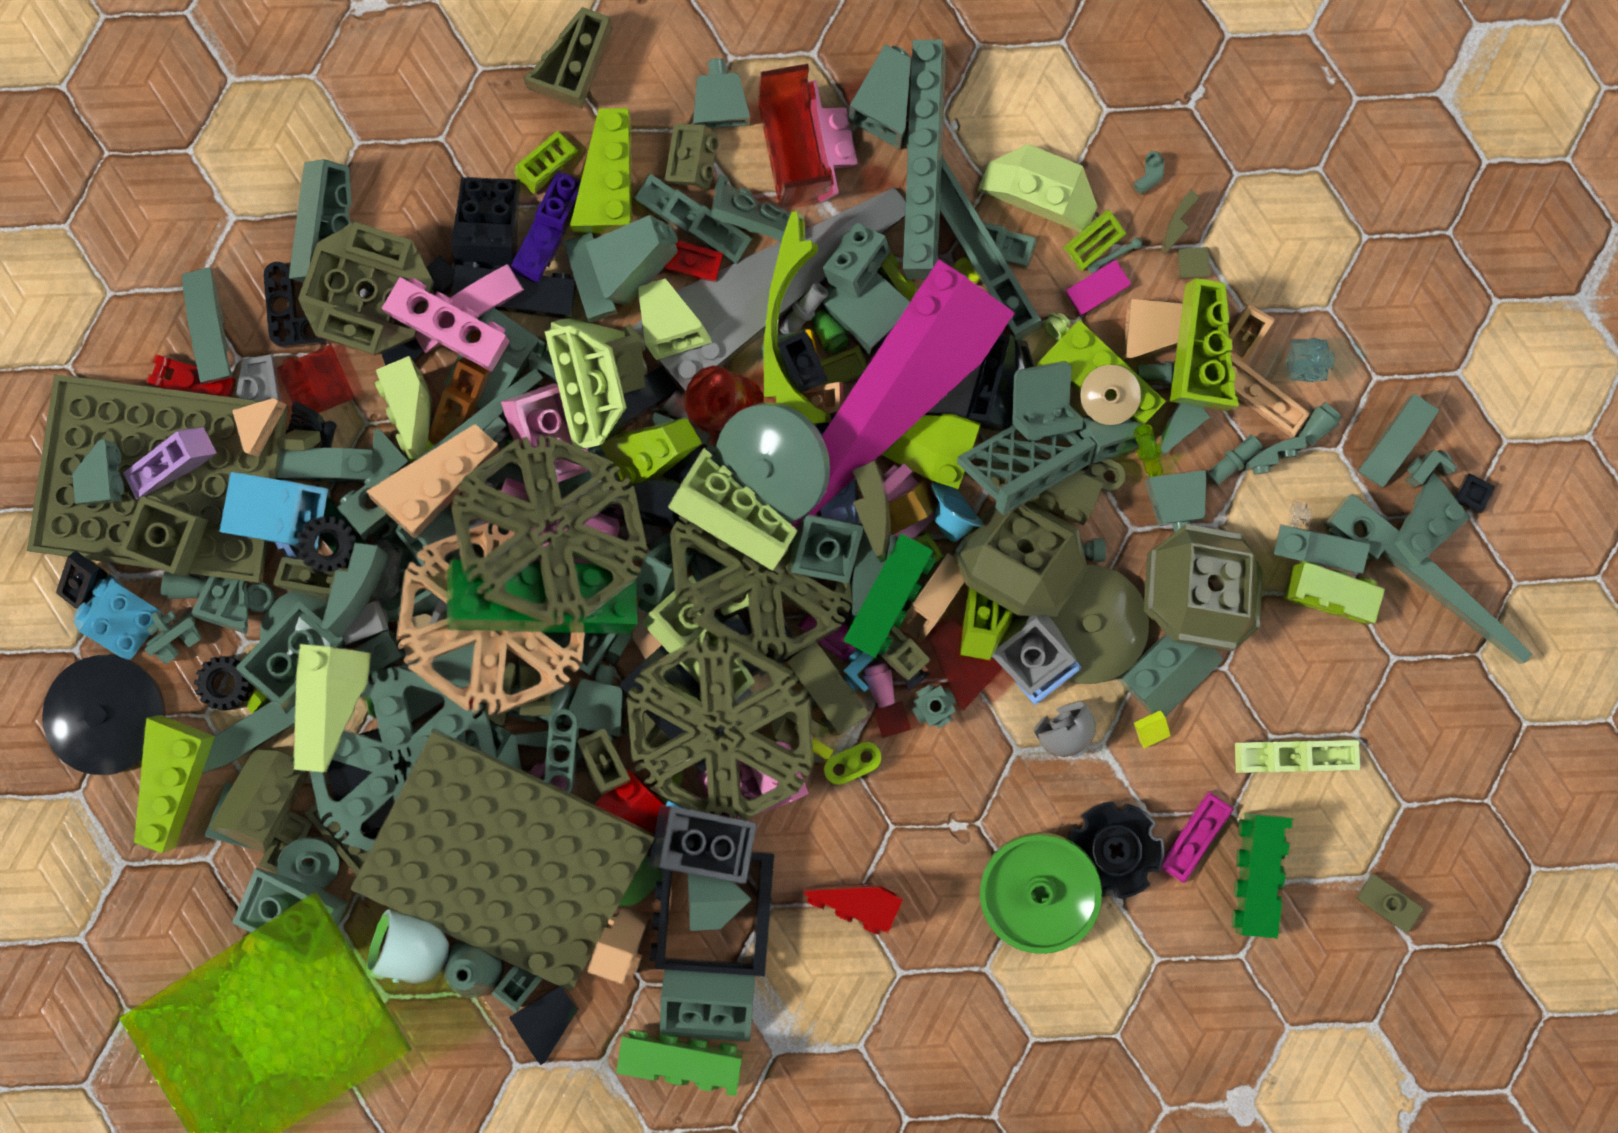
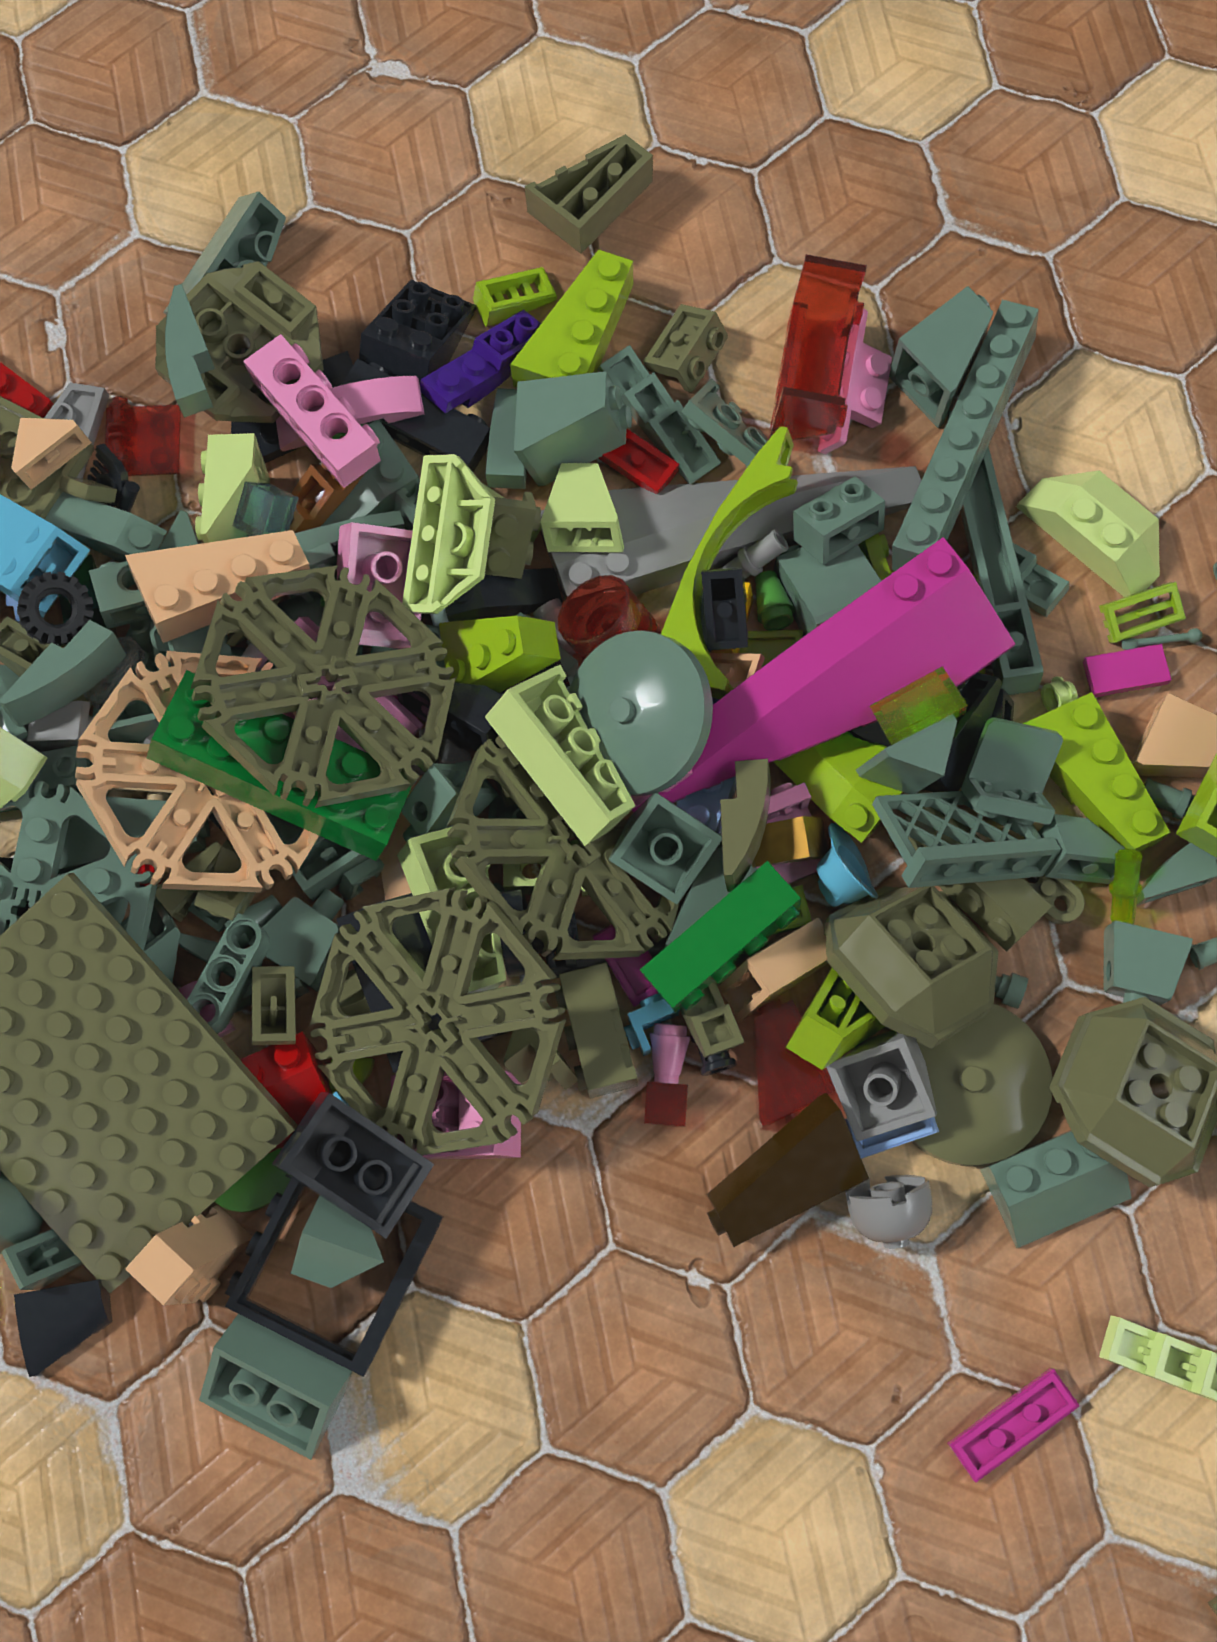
camera: 30 degrees right, 10 degrees down
(206, 325) = (46, 332): sand green slope -> none
(296, 325) = (140, 325): black beam -> none
(337, 319) = (186, 355): none -> sand green slope
(440, 410) = (264, 509): none -> clear light blue brick
(680, 1061) = (208, 1449): bright green wedge -> none
(720, 98) = (746, 295): sand green torso -> none
(821, 749) = (557, 1103): neon yellow tile -> none
(852, 763) = (592, 1140): lime plate -> none
(862, 901) = (534, 1330): red slope -> none
(925, 714) = (725, 1123): sand green brick -> none
(964, 386) = (918, 706): none -> clear neon green slope
(975, 422) = (914, 760): none -> sand green slope
(992, 735) = (788, 1174): none -> dark brown slope
(1040, 893) = (775, 1415): bright green dish -> none
(1113, 378) = (1096, 816): tan dish -> none
(1138, 847) = (930, 1406): black piece -> none
(1152, 729) = (1004, 1252): neon yellow tile -> none
(1260, 874) = (1087, 1514): green wedge -> none

